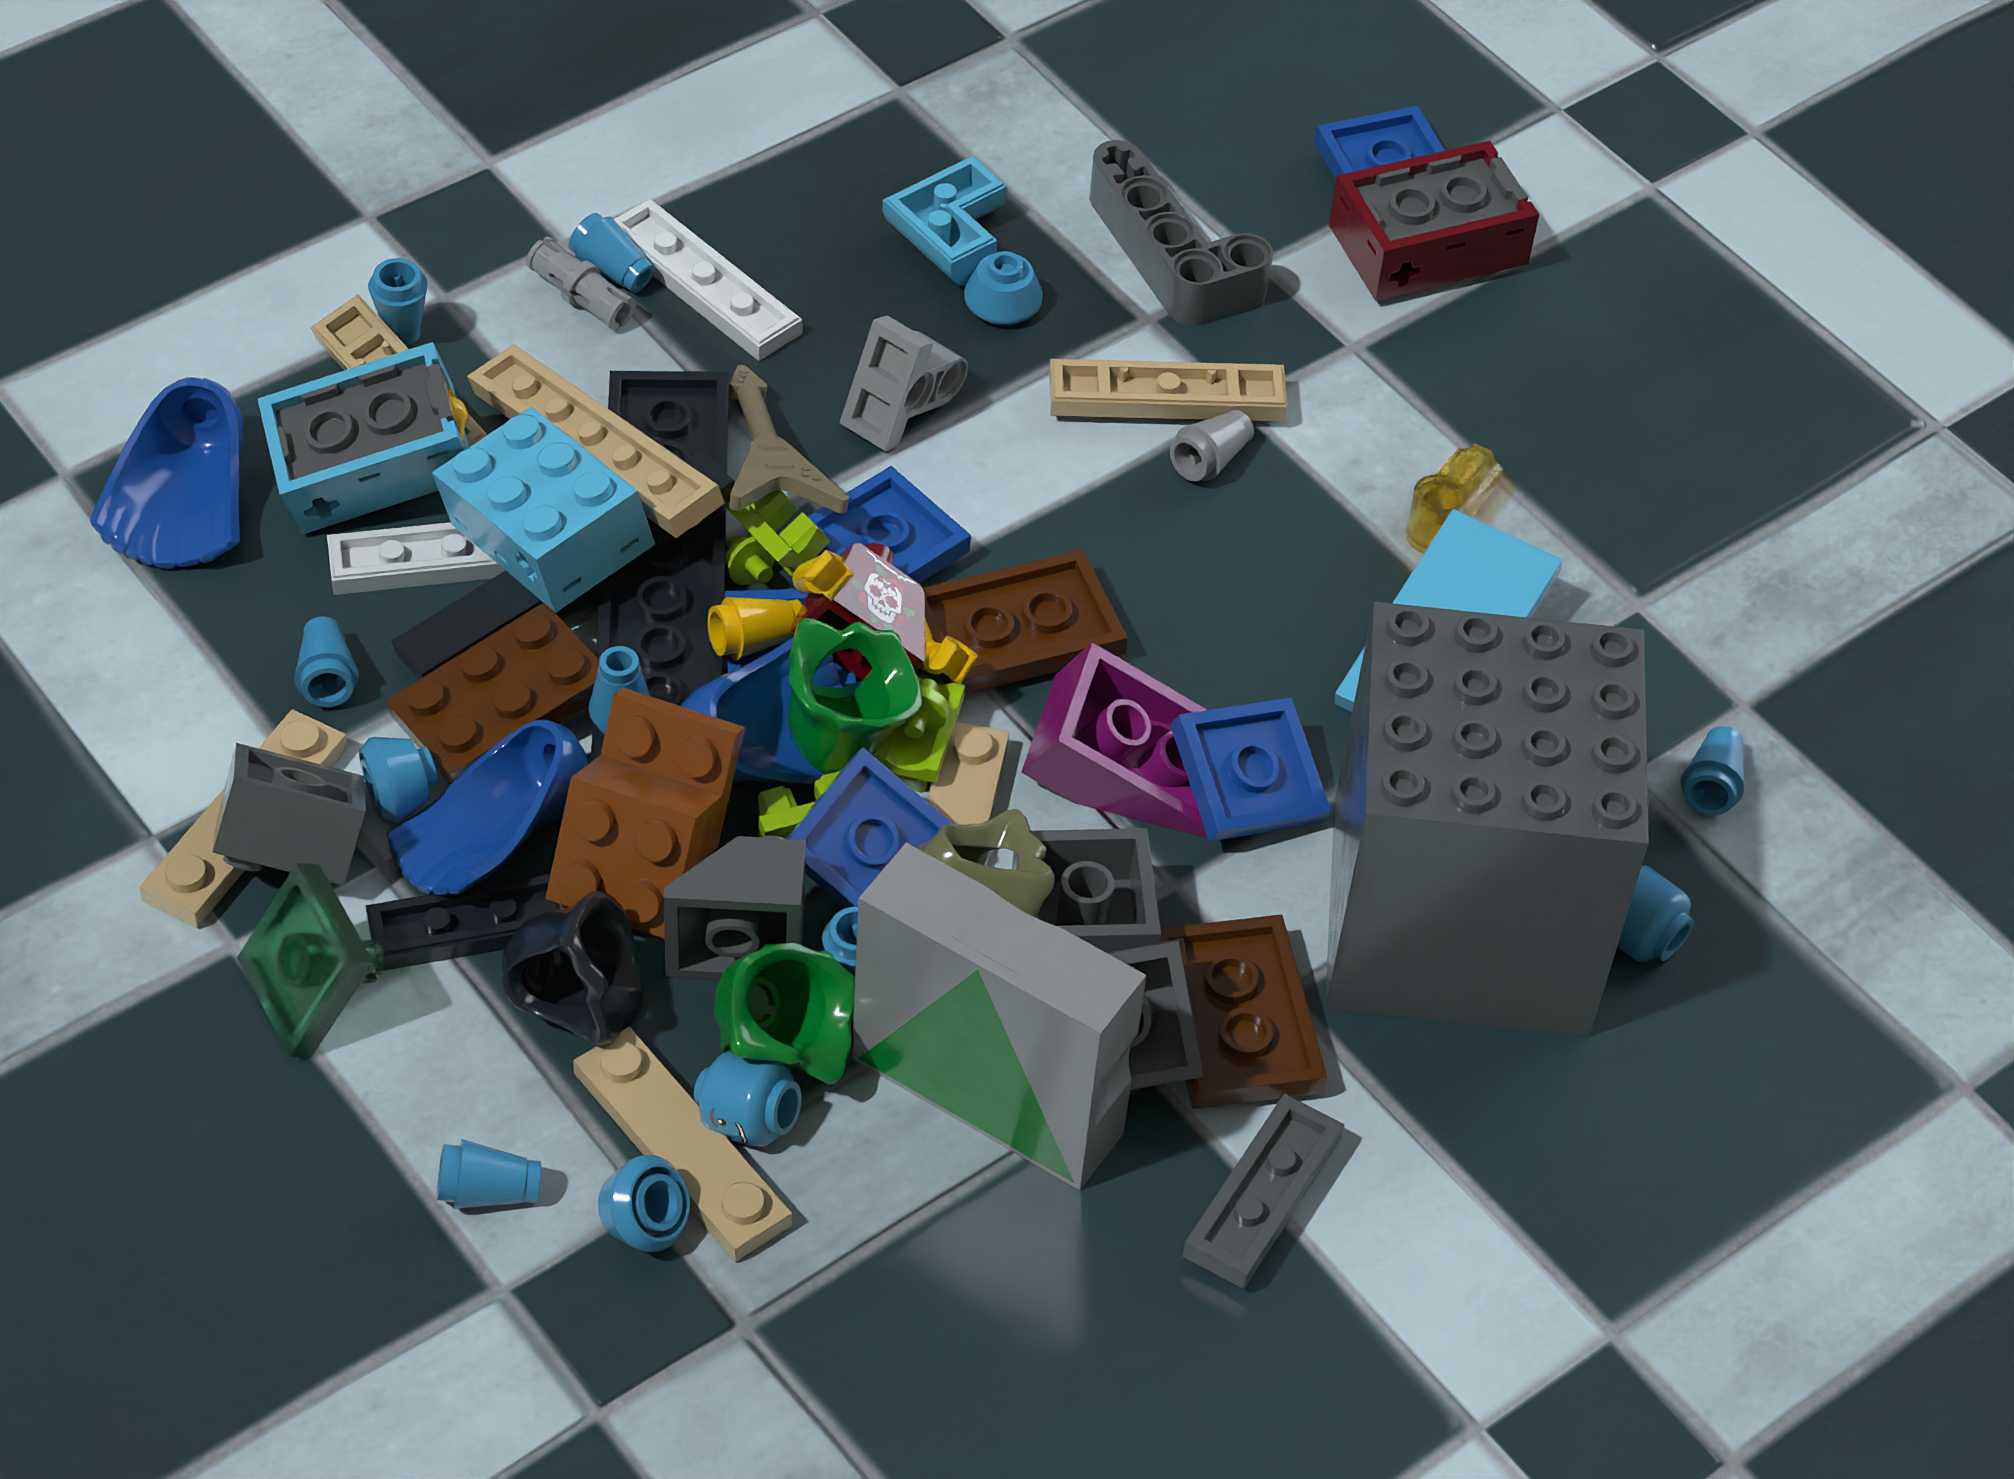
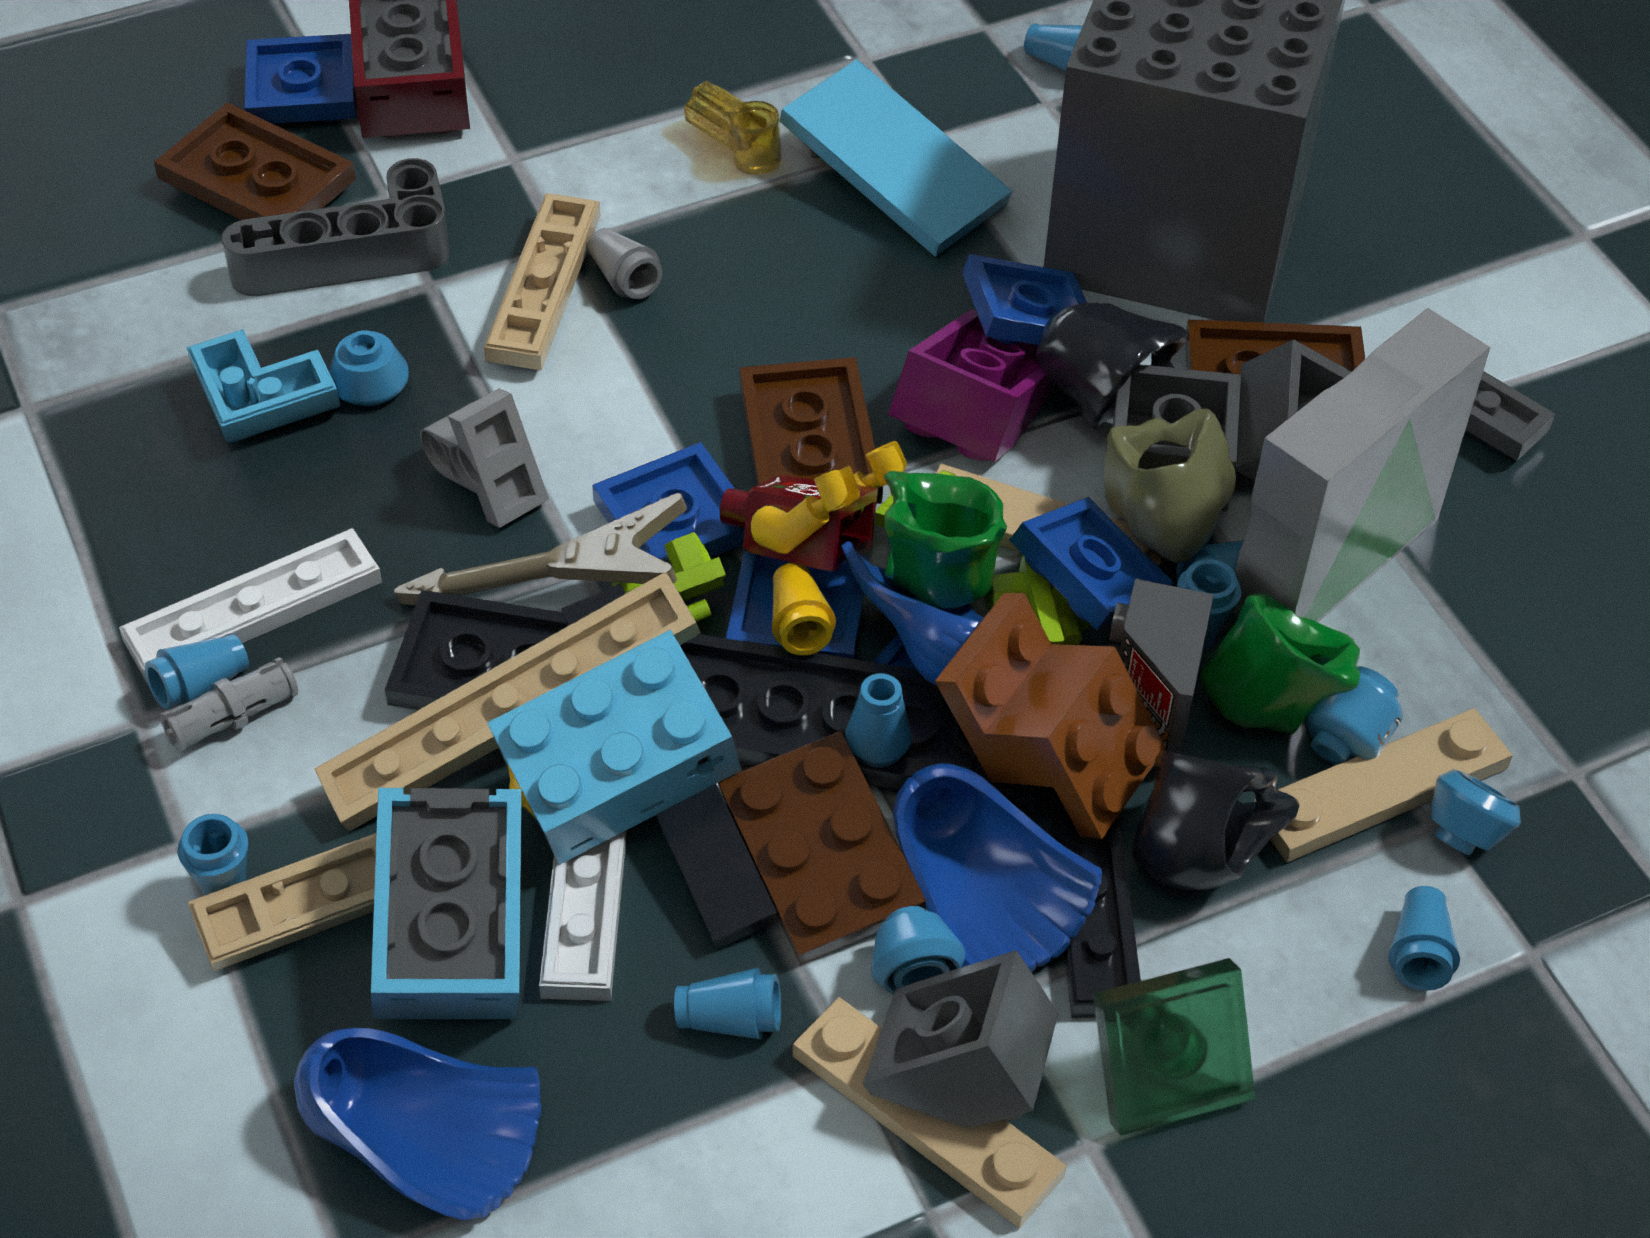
camera: 75 degrees left, 0 degrees up
(1174, 809) = (1097, 348): none -> black piece
(1242, 156) = (253, 167): none -> reddish brown plate

